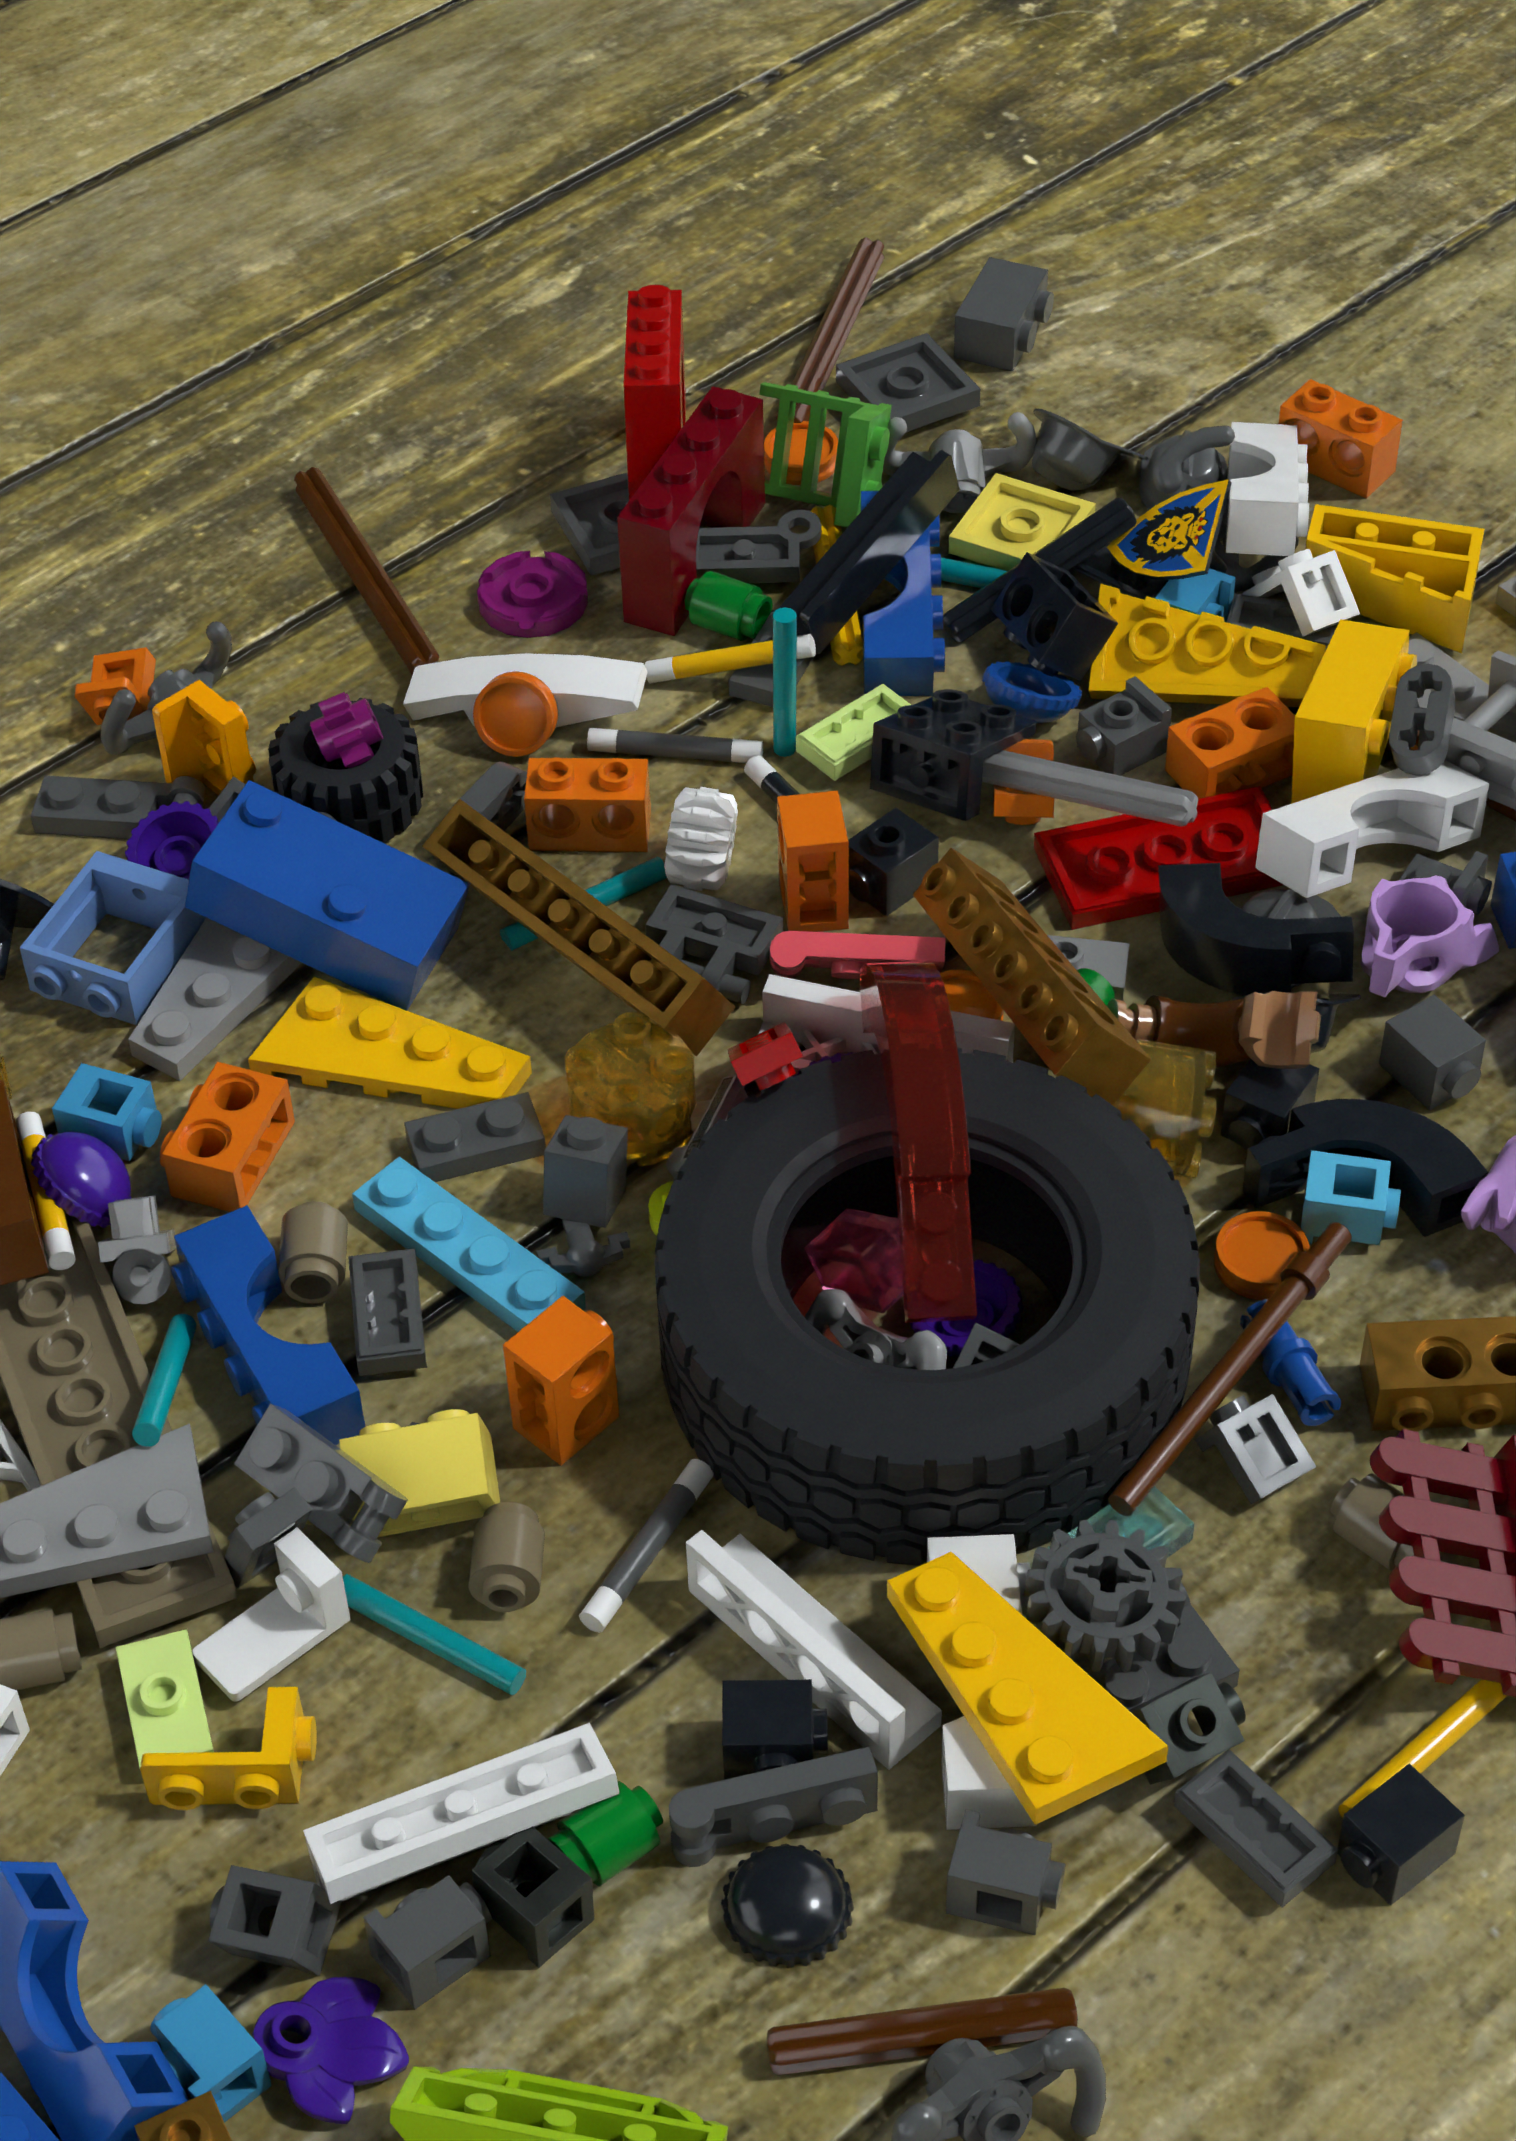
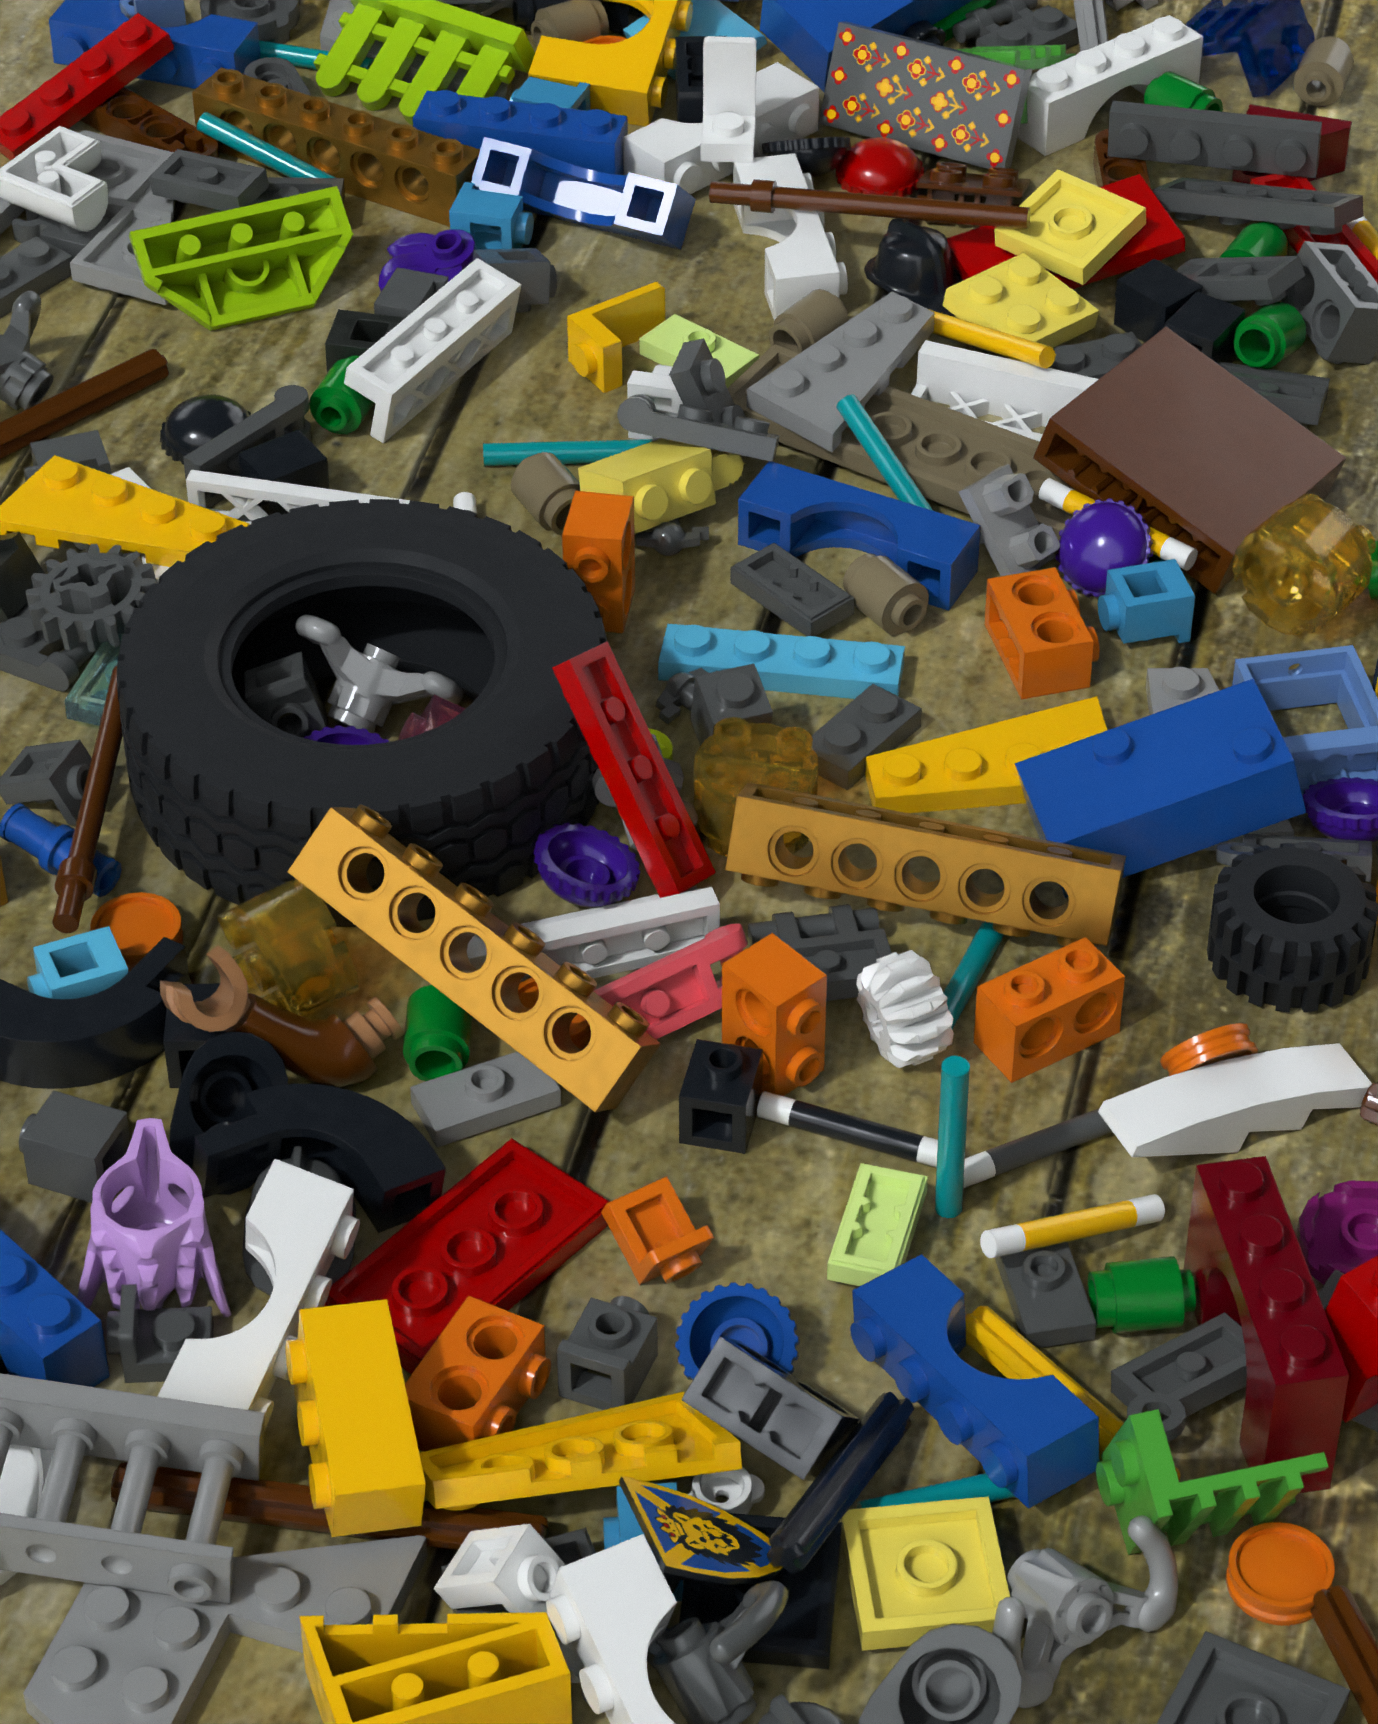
camera: 145 degrees right, 5 degrees down
(346, 730) = (1293, 883): magenta gear -> none
(498, 794) = (1144, 982): dark grey beam -> none
(872, 546) = (1017, 1342): black panel -> none
(925, 1094) = (494, 762): clear red arch -> none
(937, 750) = (758, 1217): black bracket -> none
(1091, 787) = (628, 1197): light grey axle -> none
(1410, 718) = (257, 1391): dark grey beam -> none

